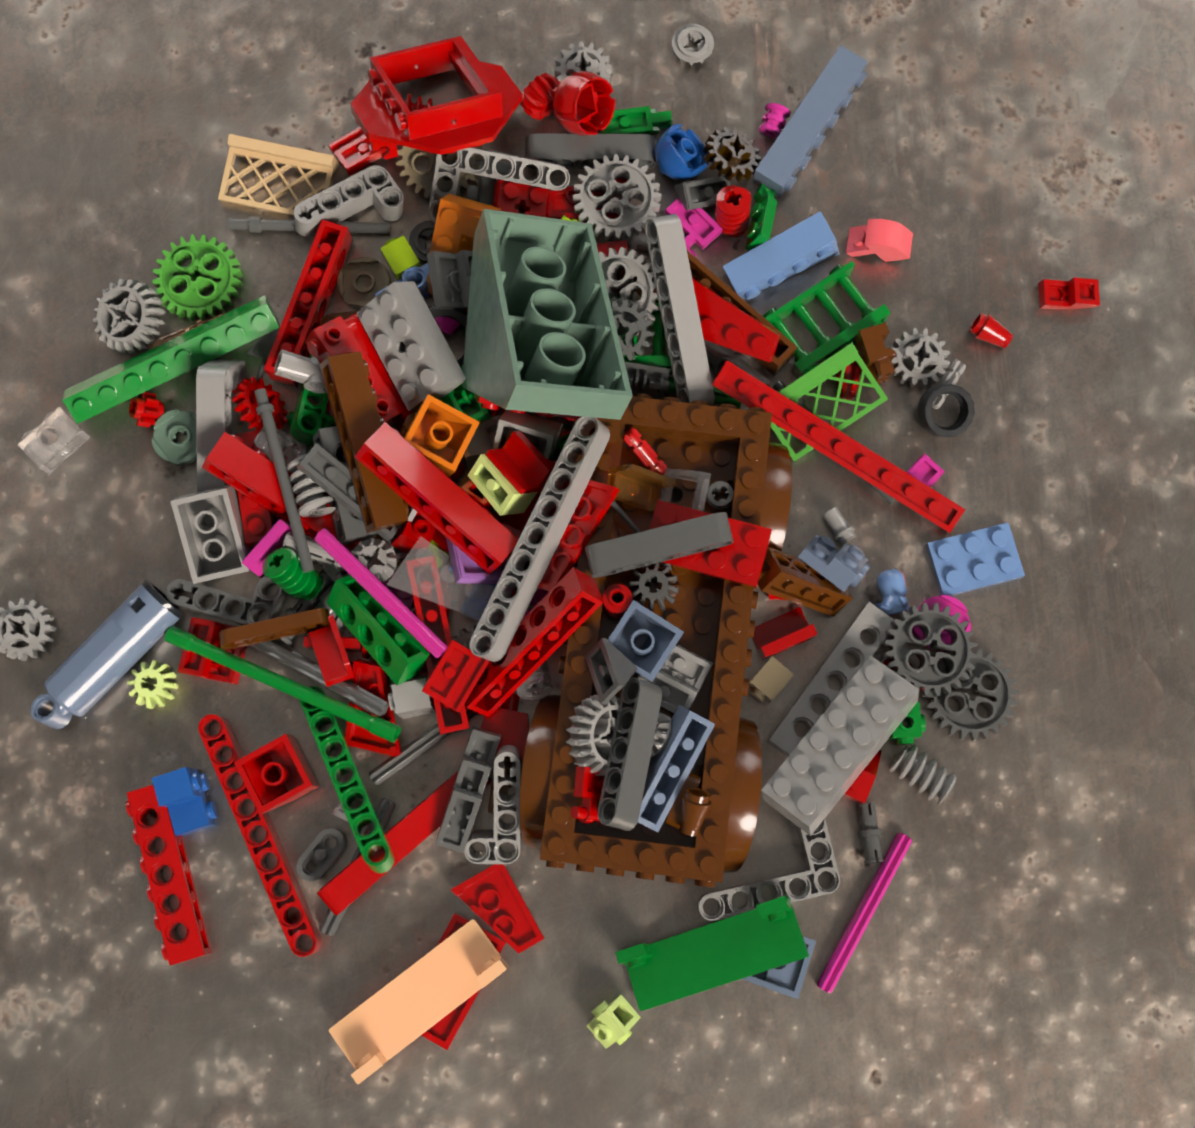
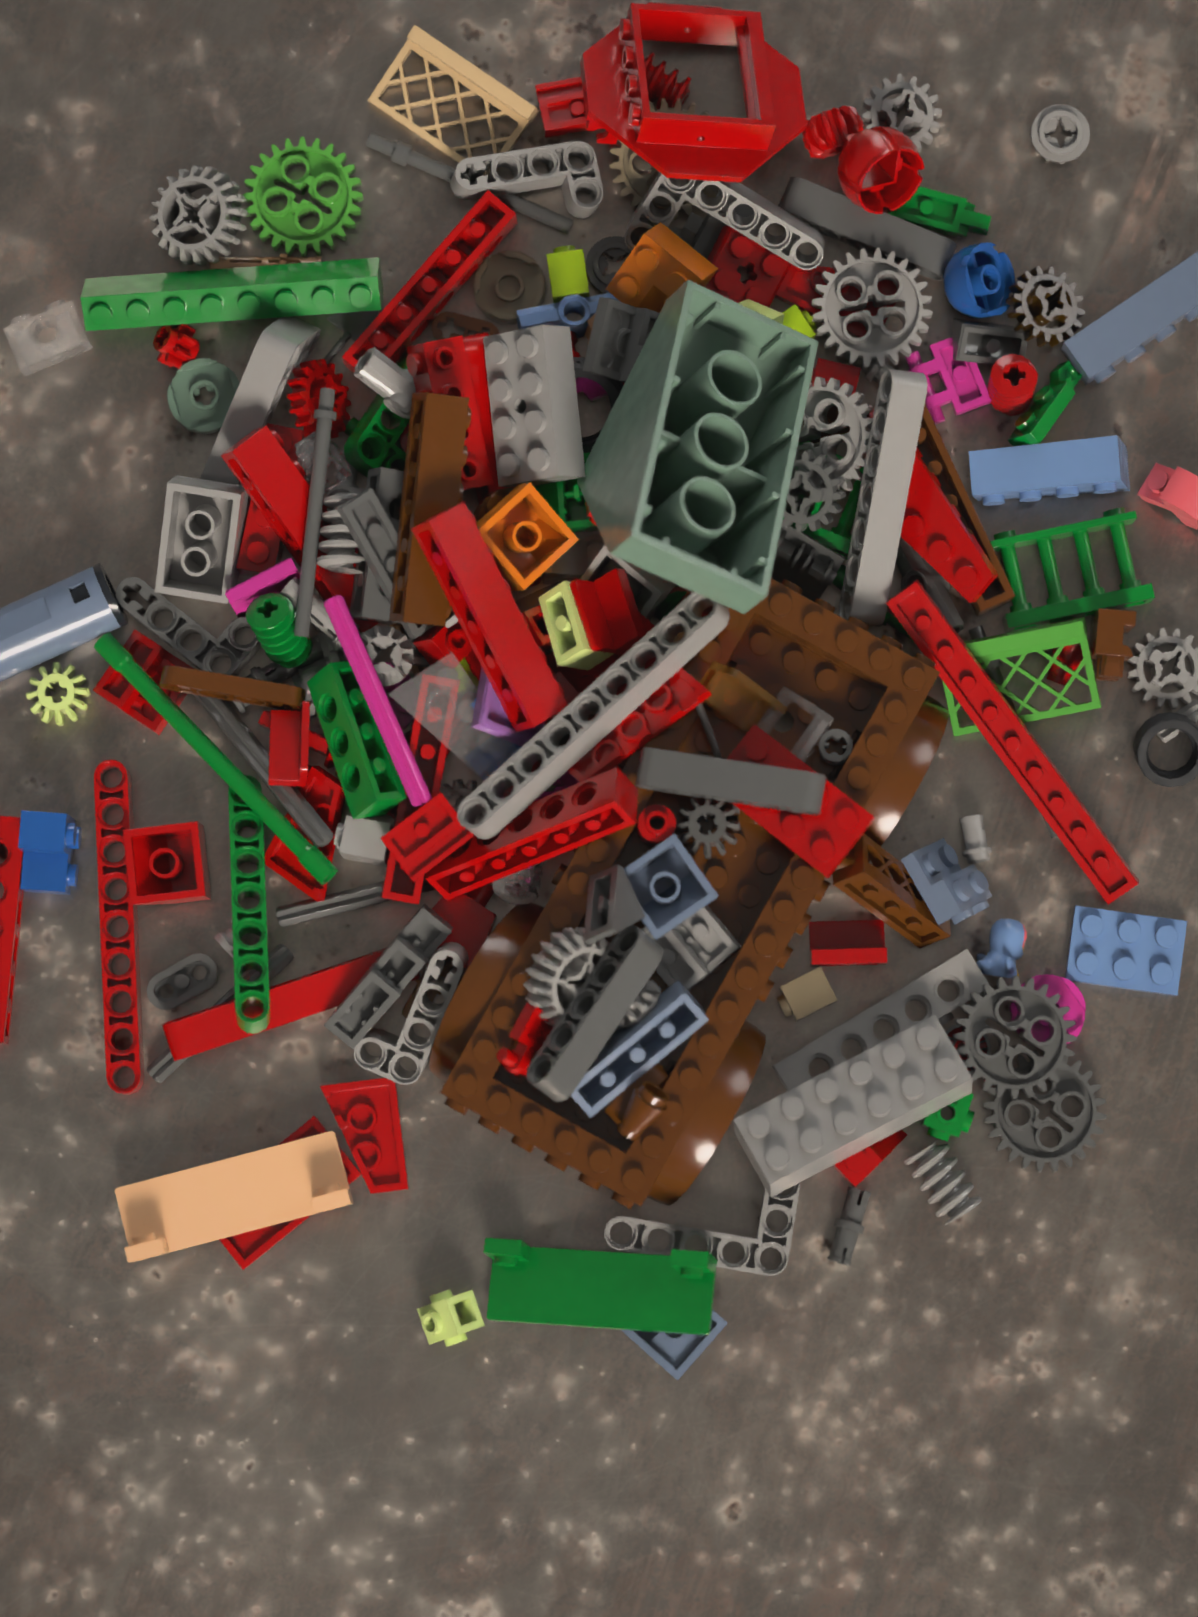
camera: 25 degrees right, 5 degrees up
(644, 451) = (765, 656): red axle -> none
(774, 120) = (1120, 281): dark pink bush -> none
(864, 912) = (802, 1316): dark pink axle -> none
(926, 470) = (1112, 815): dark pink tile -> none

